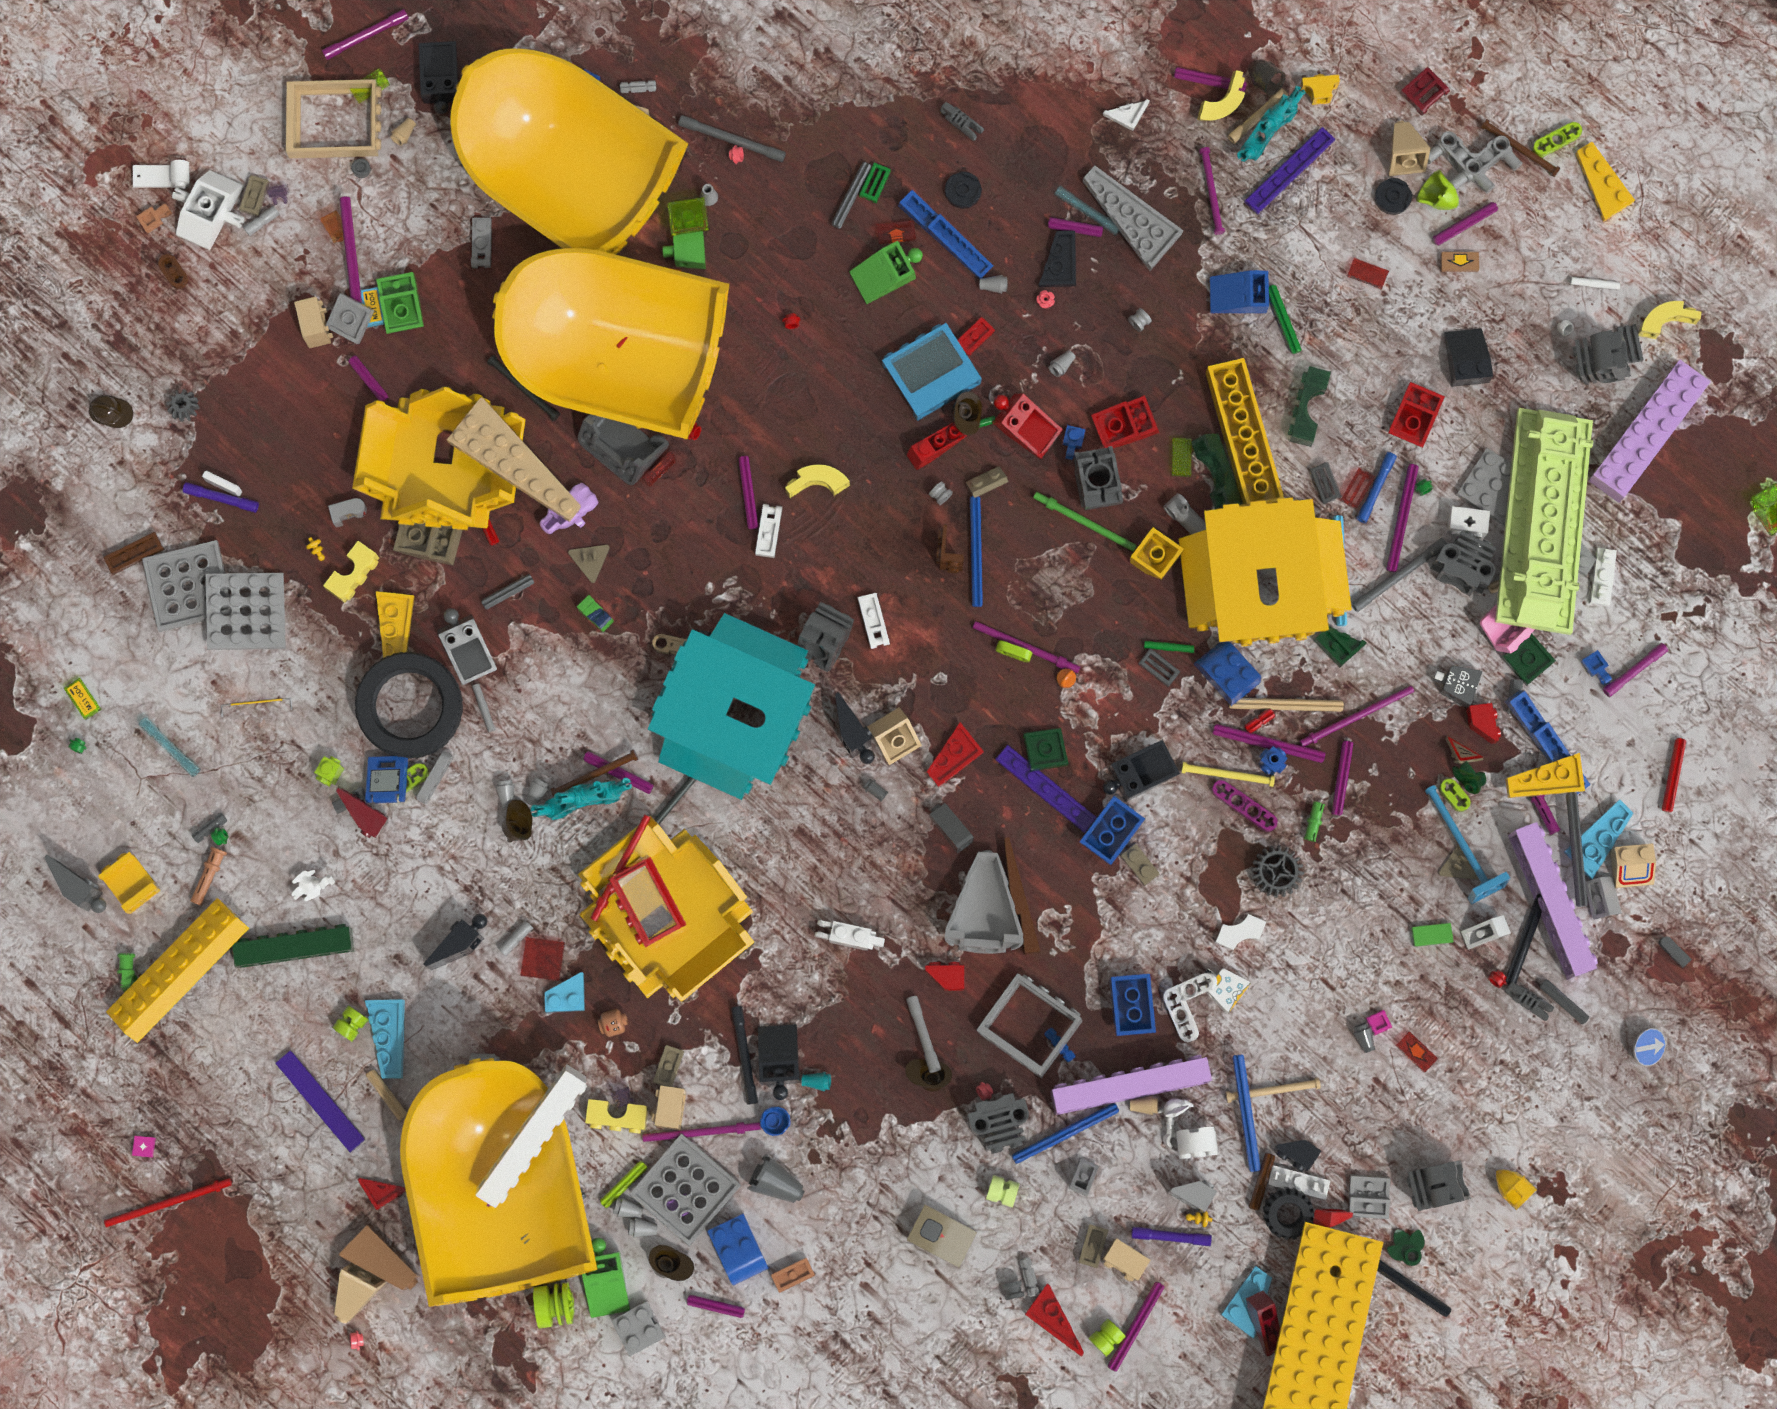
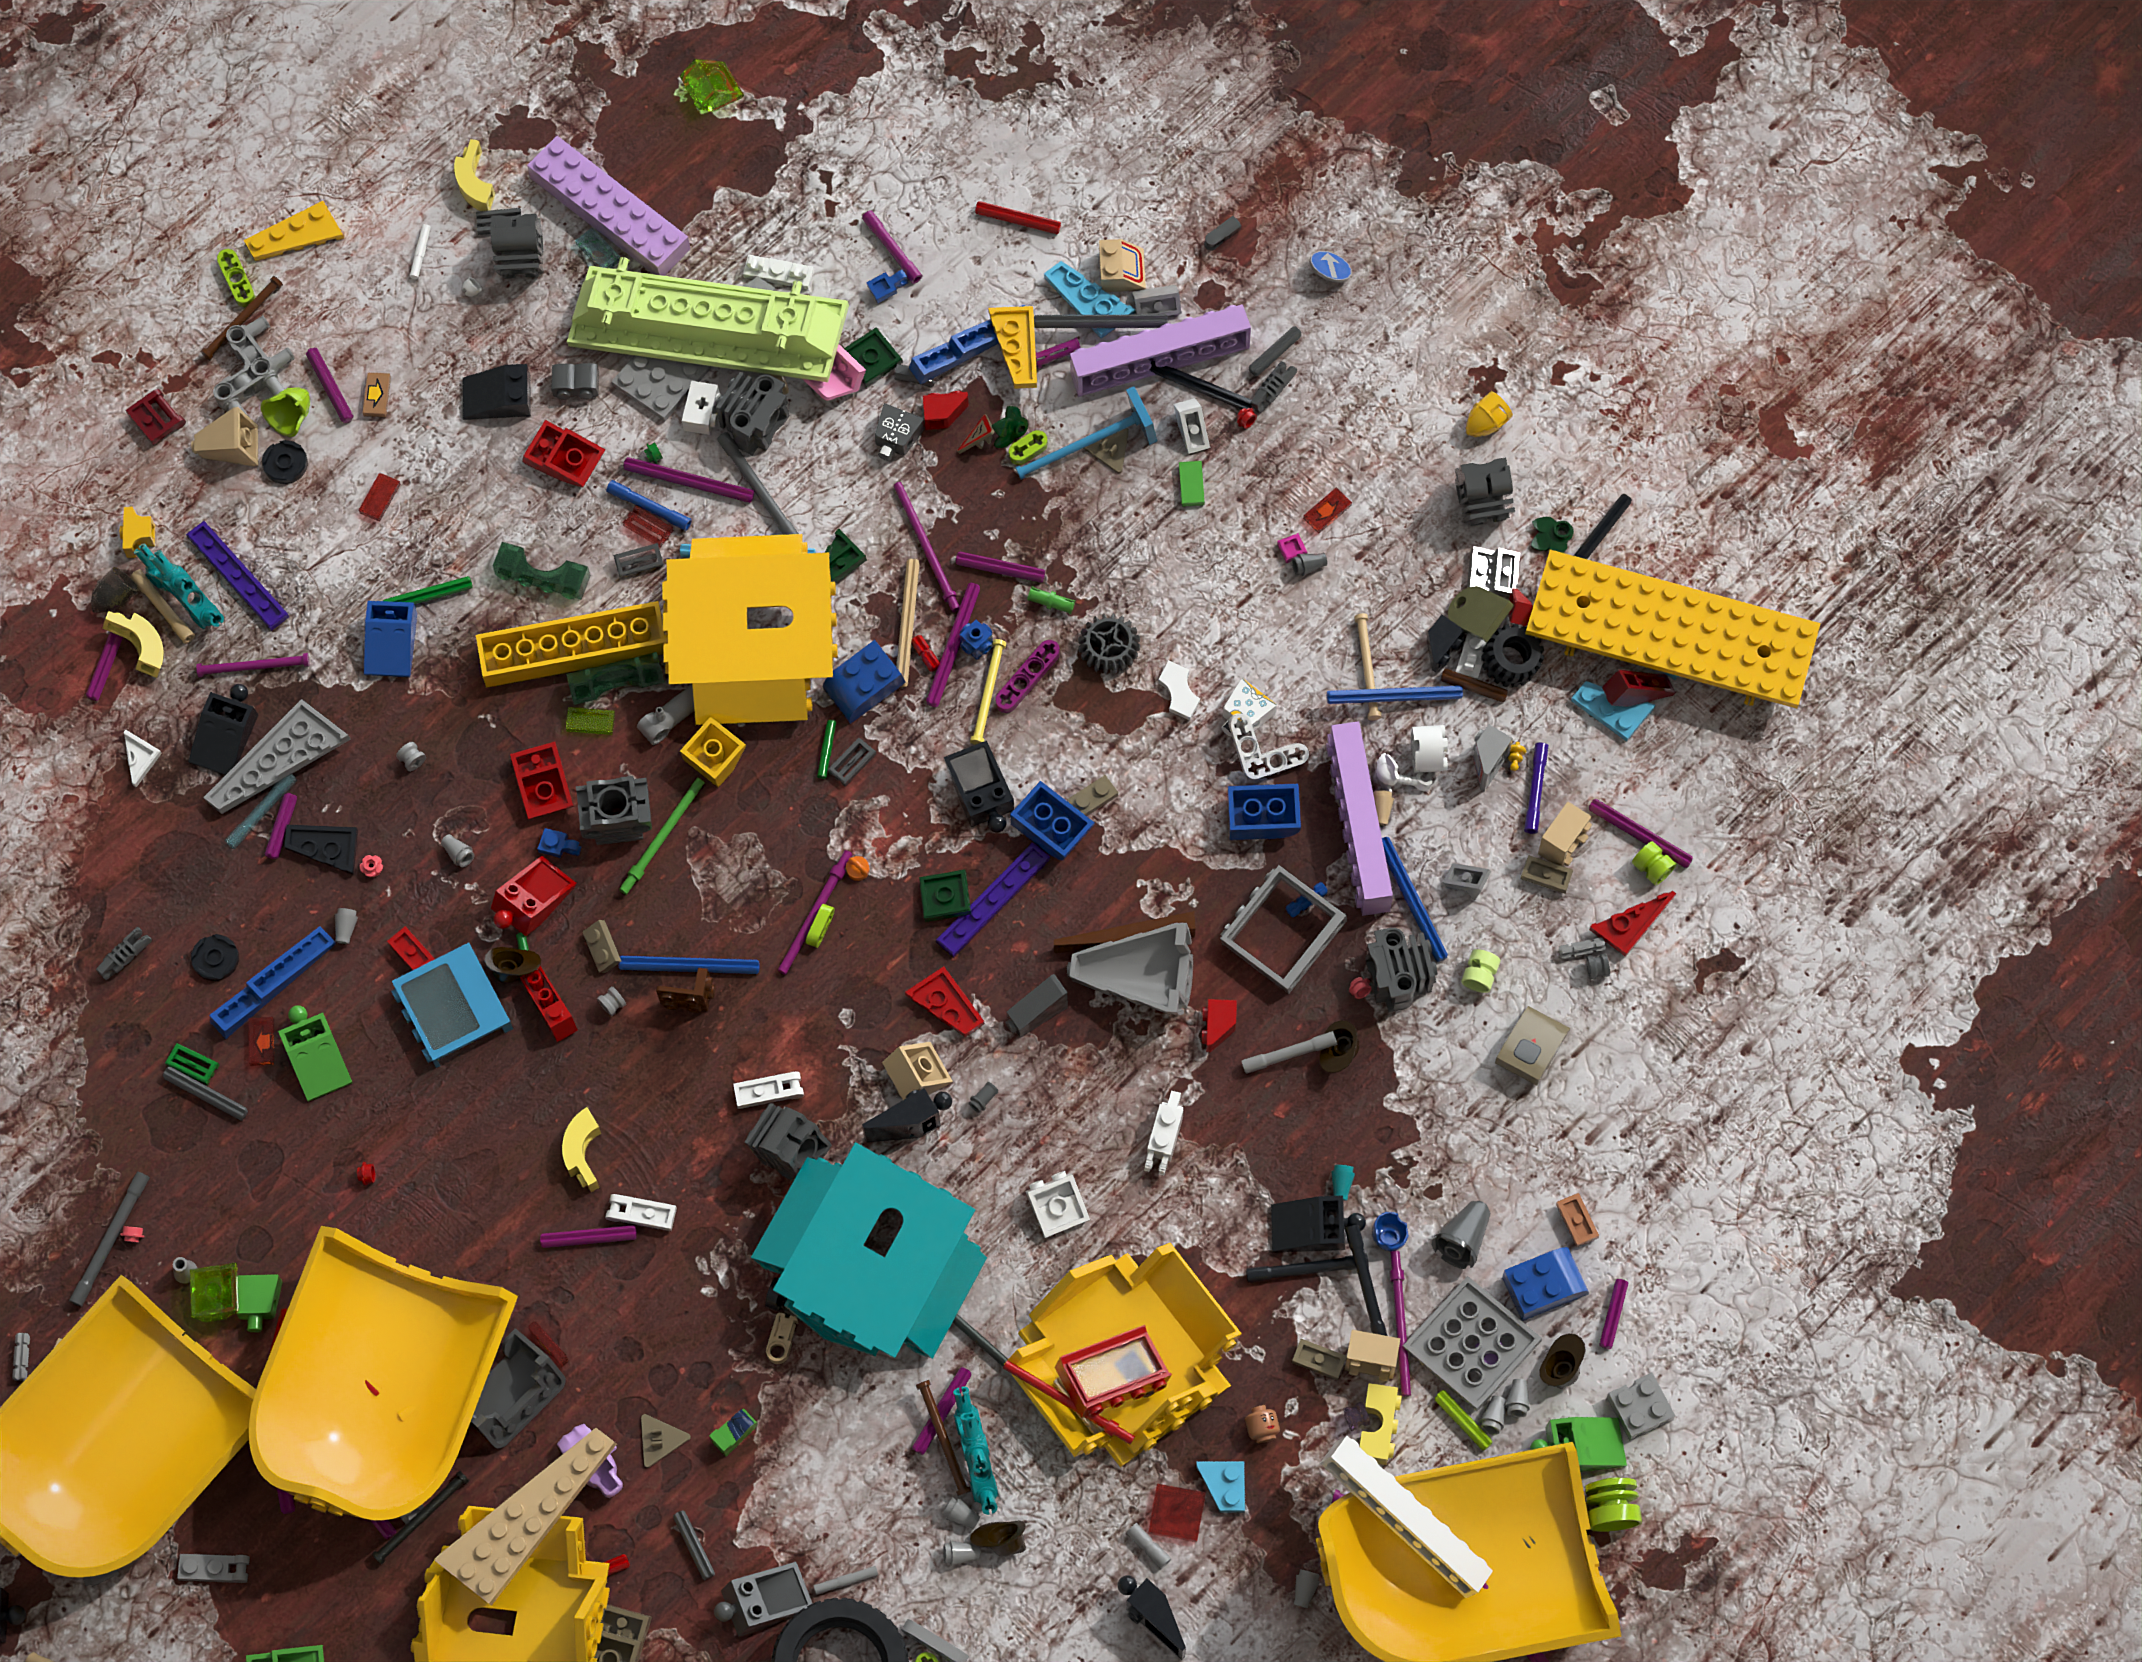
camera: 85 degrees left, 10 degrees down
(758, 1092) = (1356, 1245): none -> black piece
(788, 852) = (1057, 1203): none -> white plate
(1149, 174) = (223, 738): none -> black slope
(1323, 1184) = (1480, 613): none -> olive tile
(1484, 417) = (575, 380): none -> dark grey brick
(1610, 426) = (597, 249): none -> clear light blue tile

